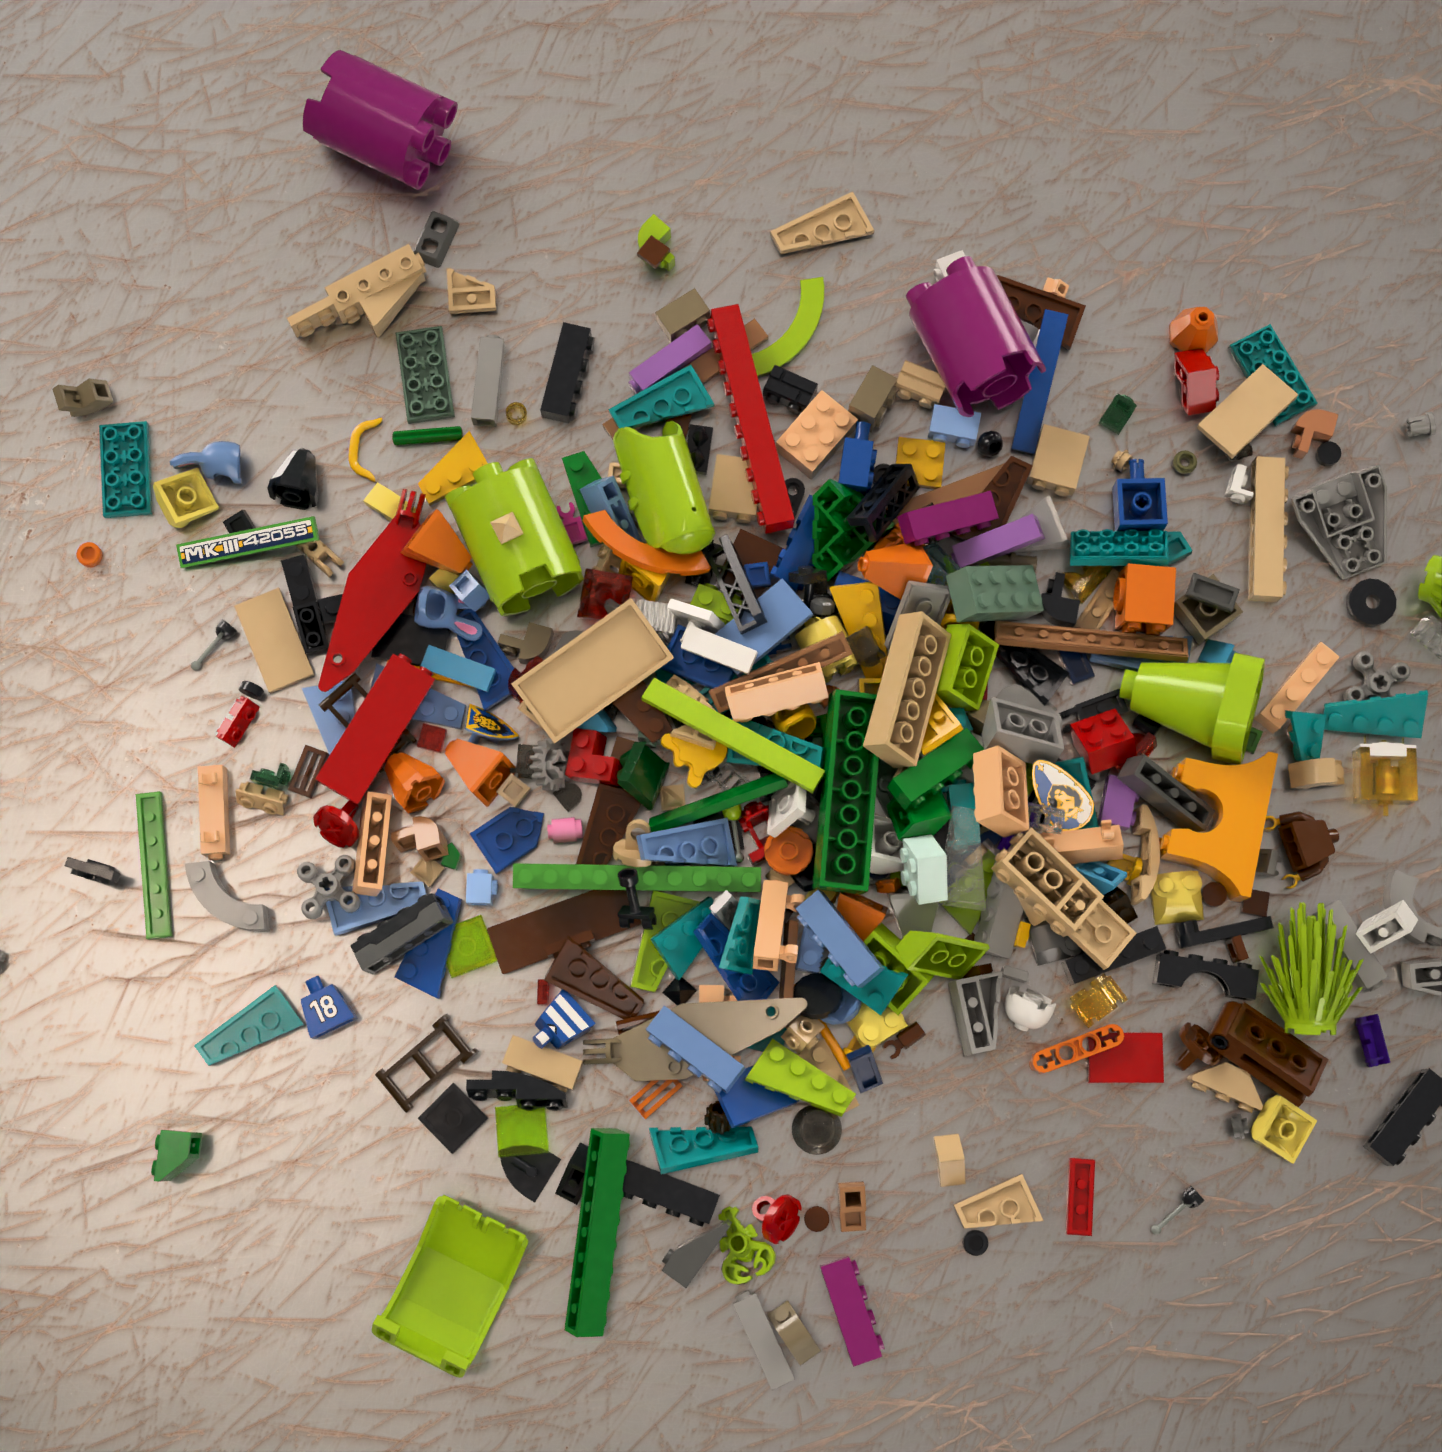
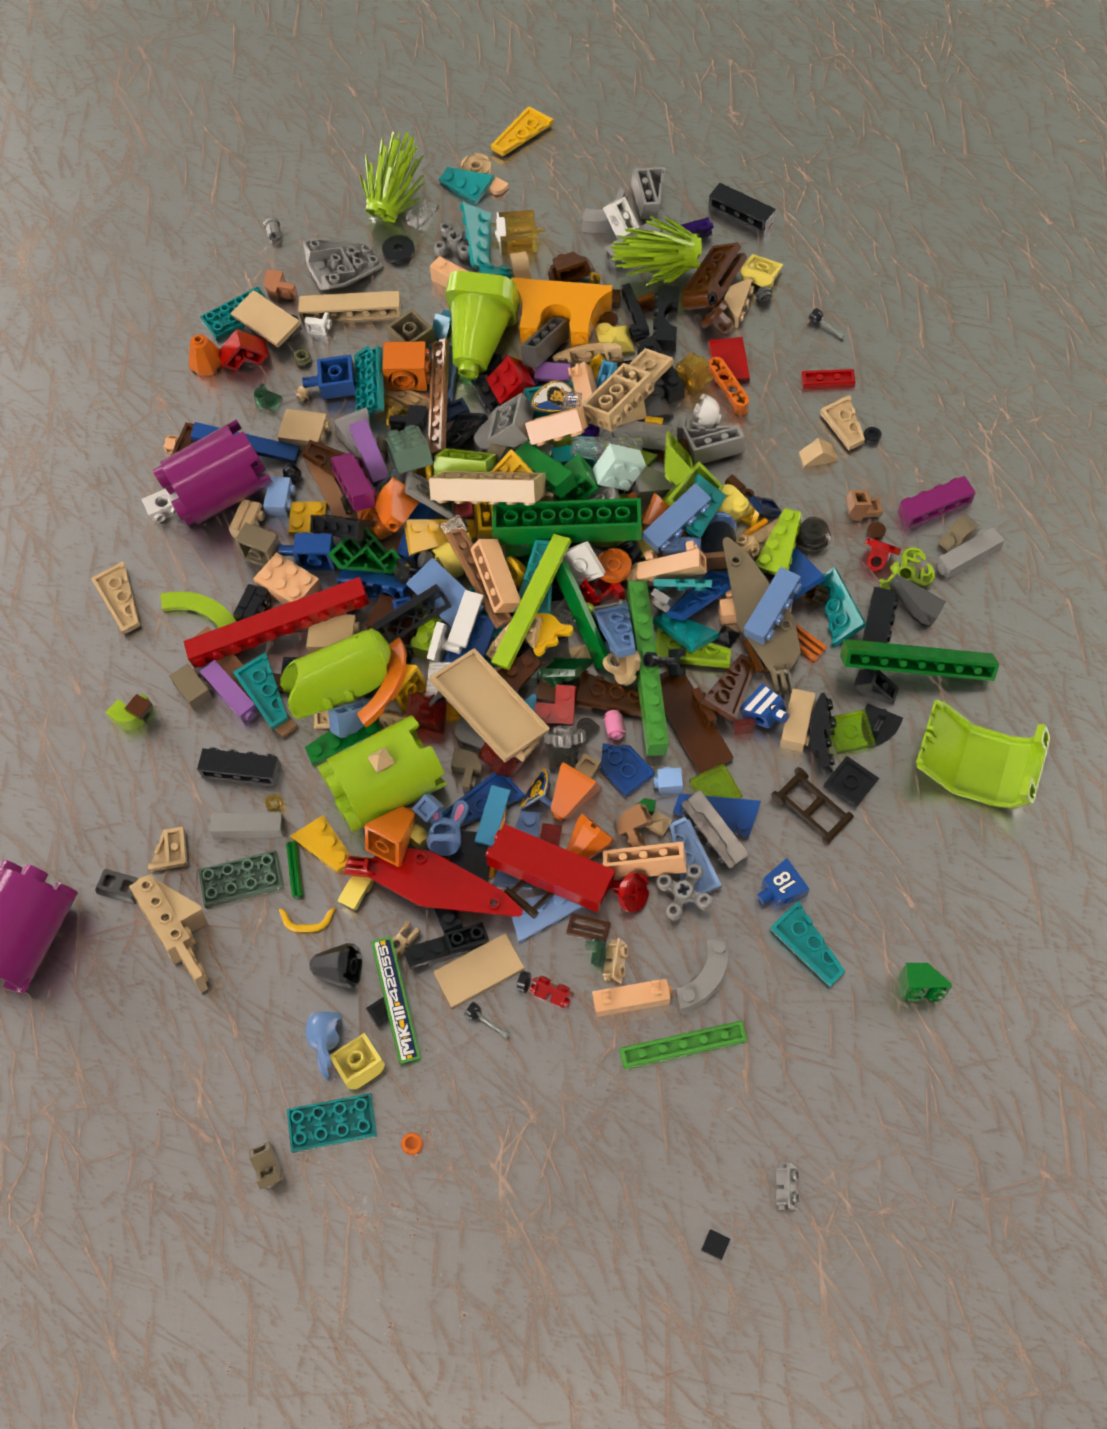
camera: 90 degrees left, 15 degrees down
(93, 870) = (697, 1086): plate -> none
(1212, 592) = (399, 324): dark grey tile -> none
(1328, 453) = (294, 277): black tile -> none

